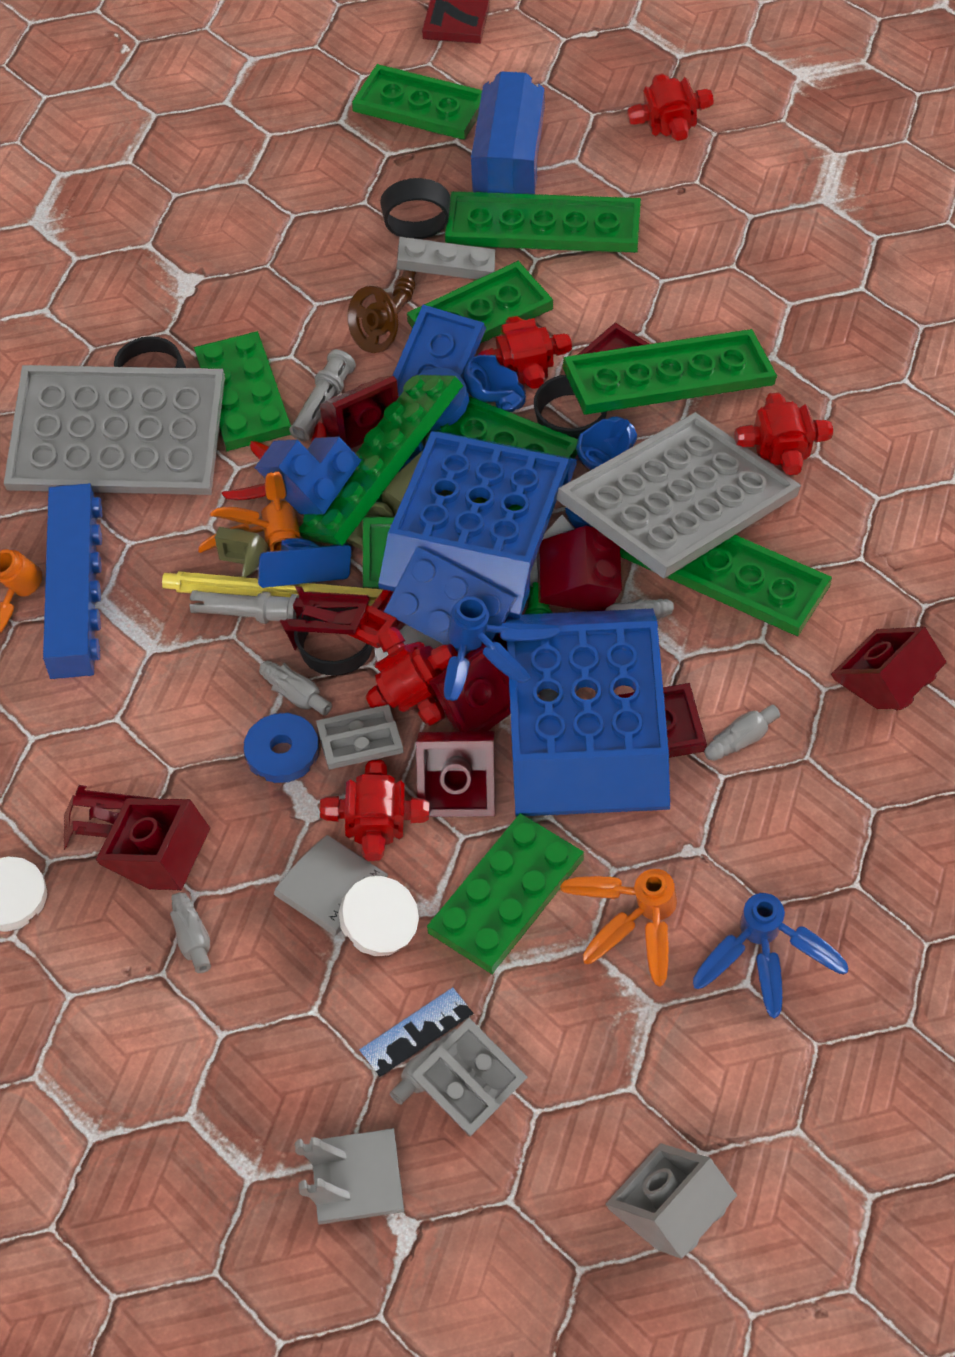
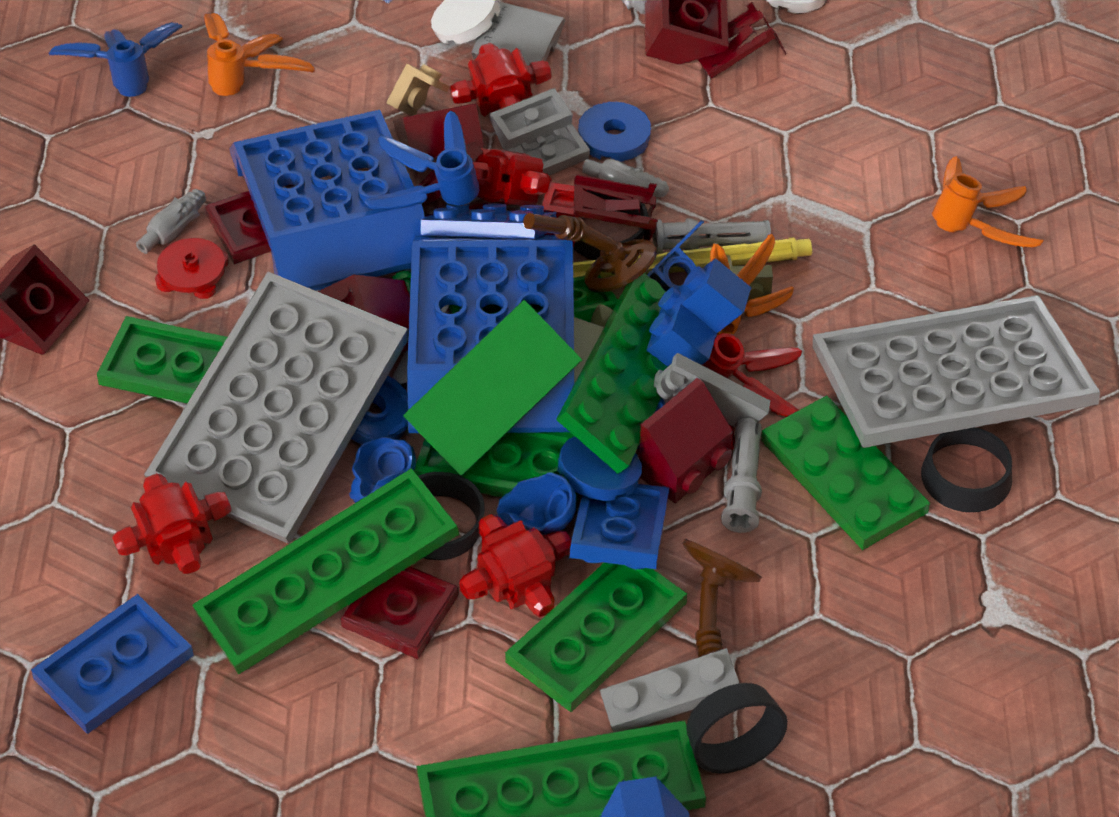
camera: 160 degrees right, 5 degrees down
(72, 581) = (903, 222): blue brick -> none
(343, 425) = (731, 398): none -> light grey hinge
(356, 549) = (614, 254): none -> reddish brown dish
(462, 815) = (413, 86): none -> tan bracket
(502, 433) = (492, 387): none -> green tile
(505, 893) = (362, 65): green plate -> none
(730, 684) = (191, 267): none -> red piece
(842, 354) = (112, 663): none -> blue plate

